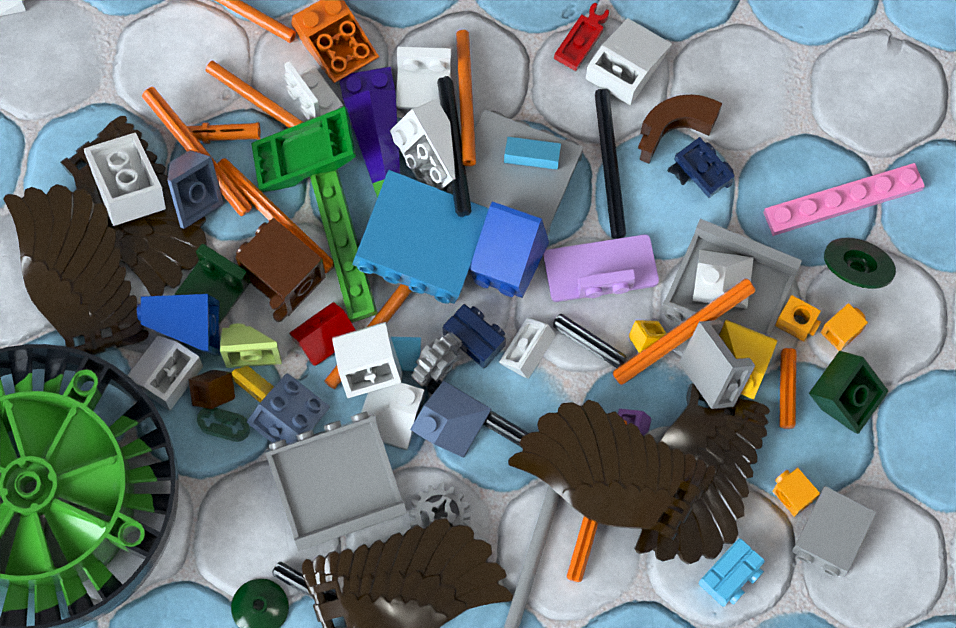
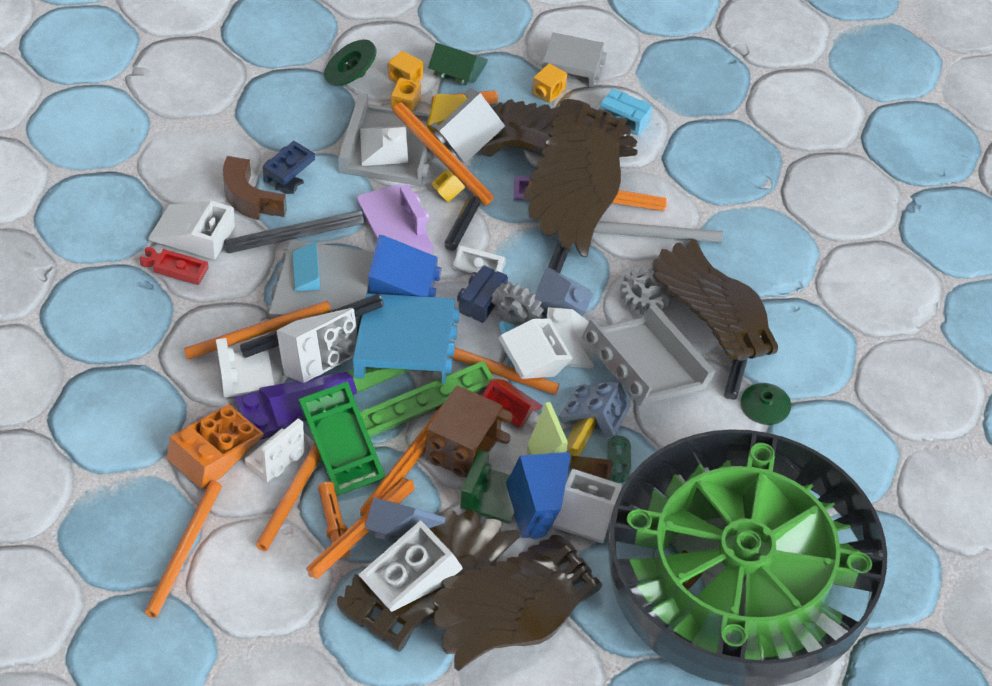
camera: 105 degrees left, 20 degrees down
(843, 199) = (292, 86): bright pink plate -> none

